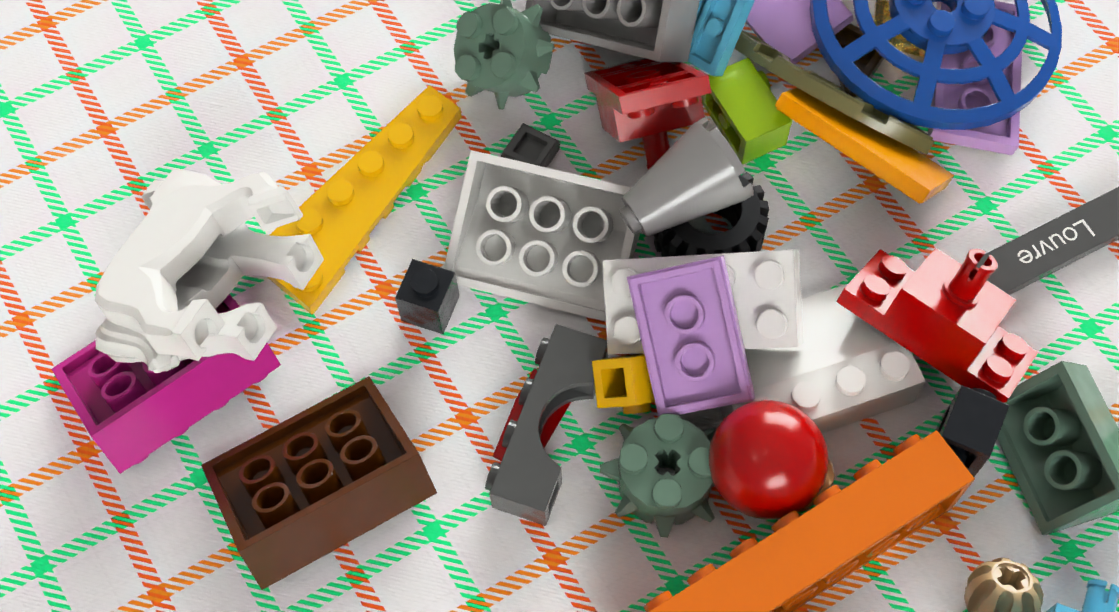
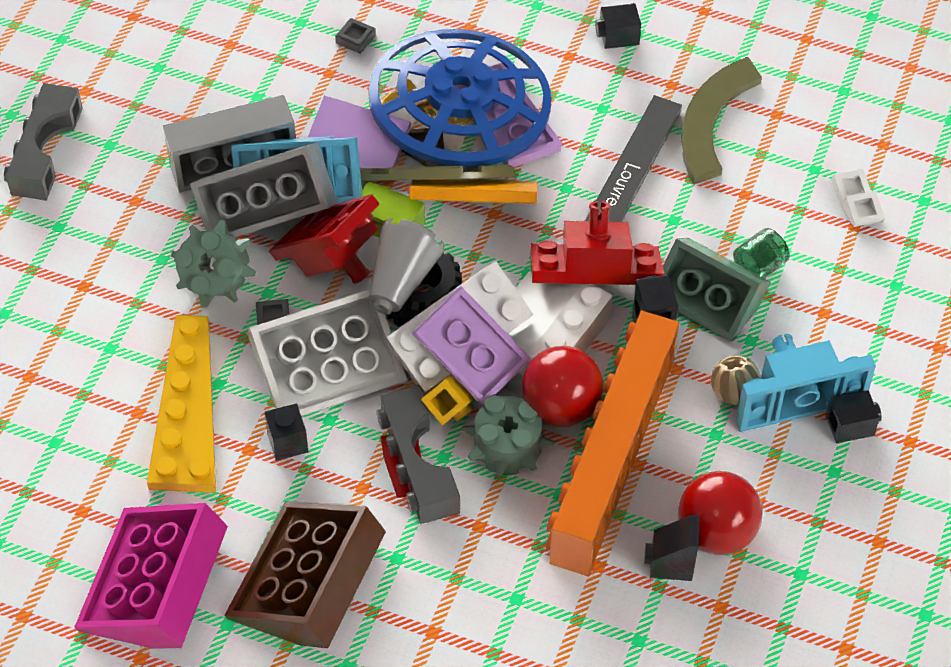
camera: 40 degrees left, 10 degrees down
(186, 262) = (127, 489): white piece -> none

